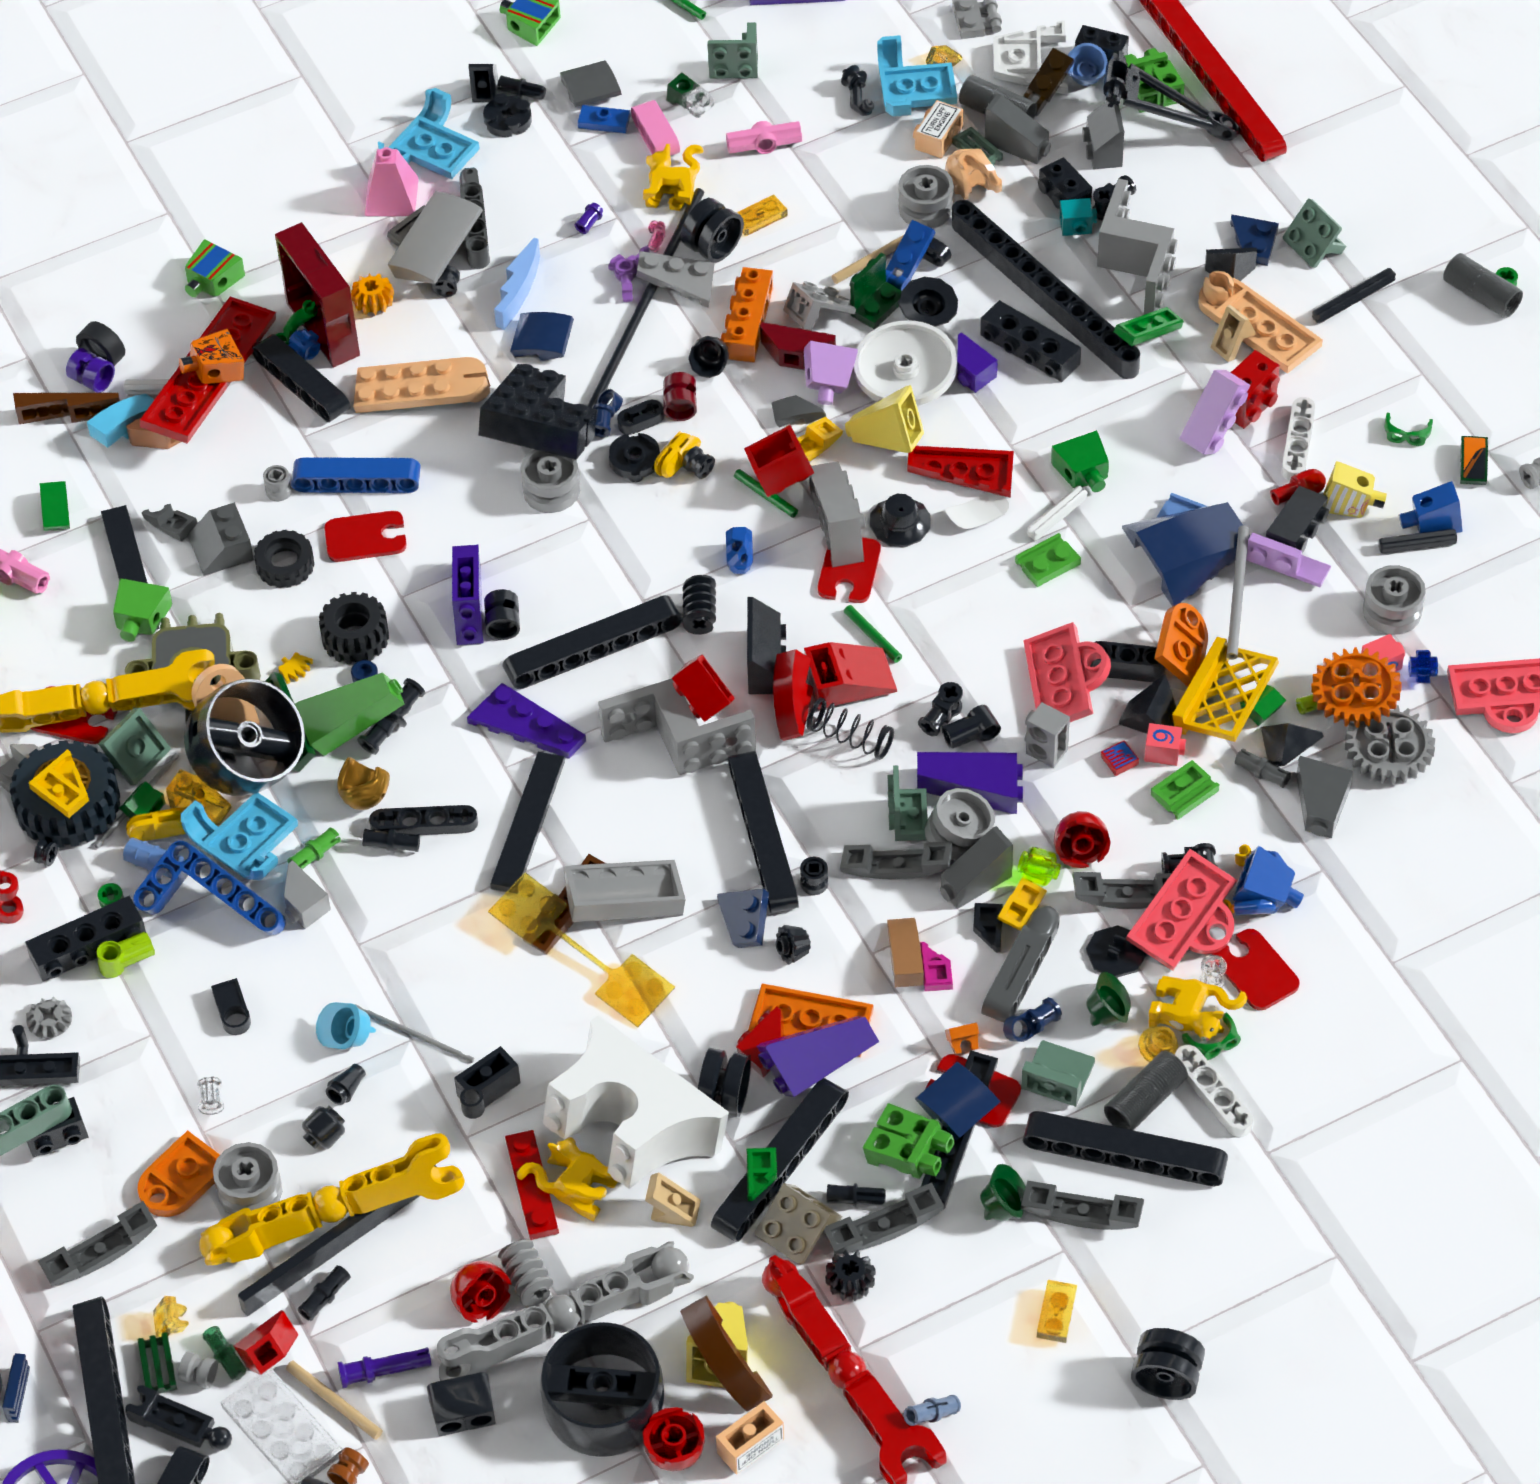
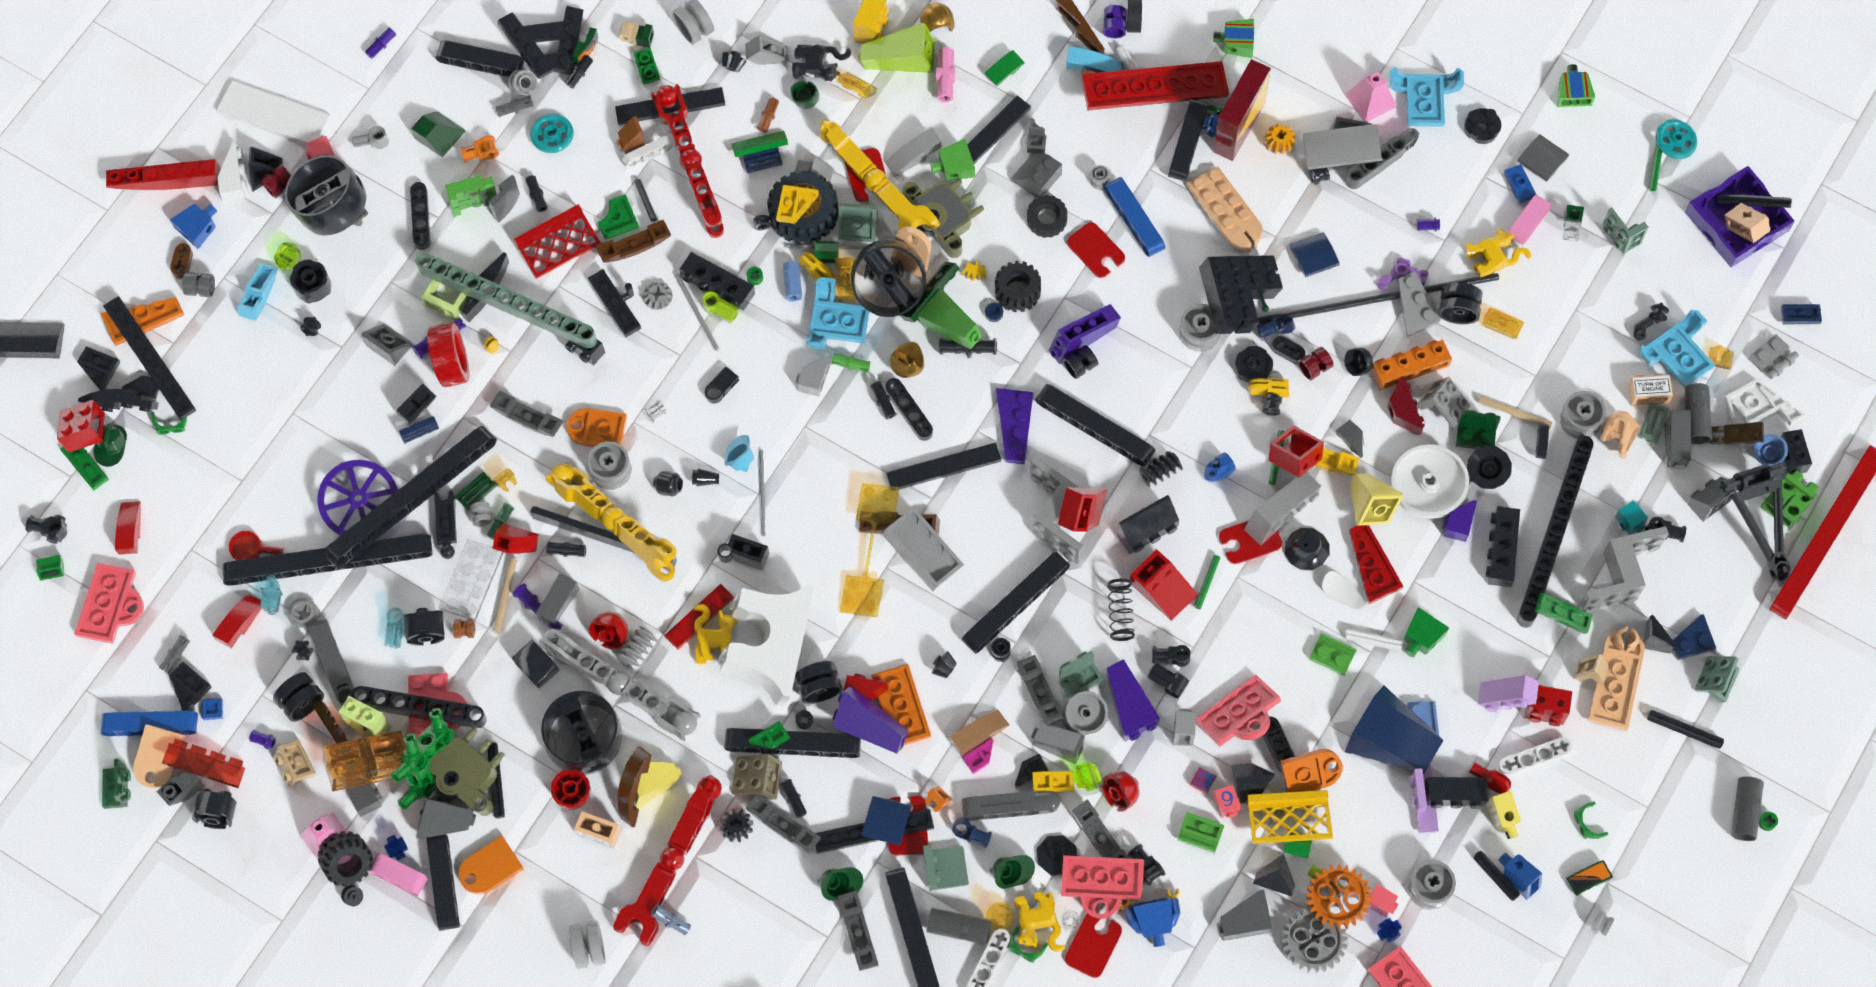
camera: 60 degrees right, 15 degrees up
(87, 644) = (914, 152): none -> light grey slope
(107, 986) = (695, 309): none -> light grey axle
(213, 883) = (786, 324): blue beam -> none
(214, 359) = (1156, 84): orange torso -> none
(394, 1324) = (557, 599): none -> dark grey slope
(483, 81) = (1497, 94): black slope -> none
(518, 285) = (1352, 214): light blue slope -> none
(521, 87) = (1511, 119): black axle -> none
(658, 232) = (1442, 273): clear pink arm -> none
(671, 1202) = (727, 699): tan slope -> none
(745, 916) = (947, 627): dark blue wing -> none
(756, 1124) = (805, 714): none -> black bush
(764, 137) = (1568, 288): bright pink piece -> none
(791, 693) = (1121, 561): red slope -> none
(828, 369) = (1393, 438): lavender torso -> none
(907, 1142) = (841, 815): bright green hips -> none
(909, 254) = (1523, 432): blue plate -> none
(1056, 1311) = (779, 954): clear yellow plate -> none
(1063, 182) = (1654, 494): black brick -> none
(1237, 594) = (1371, 784): light grey piece -> none
(1262, 768) = (1247, 871): dark grey pin -> none

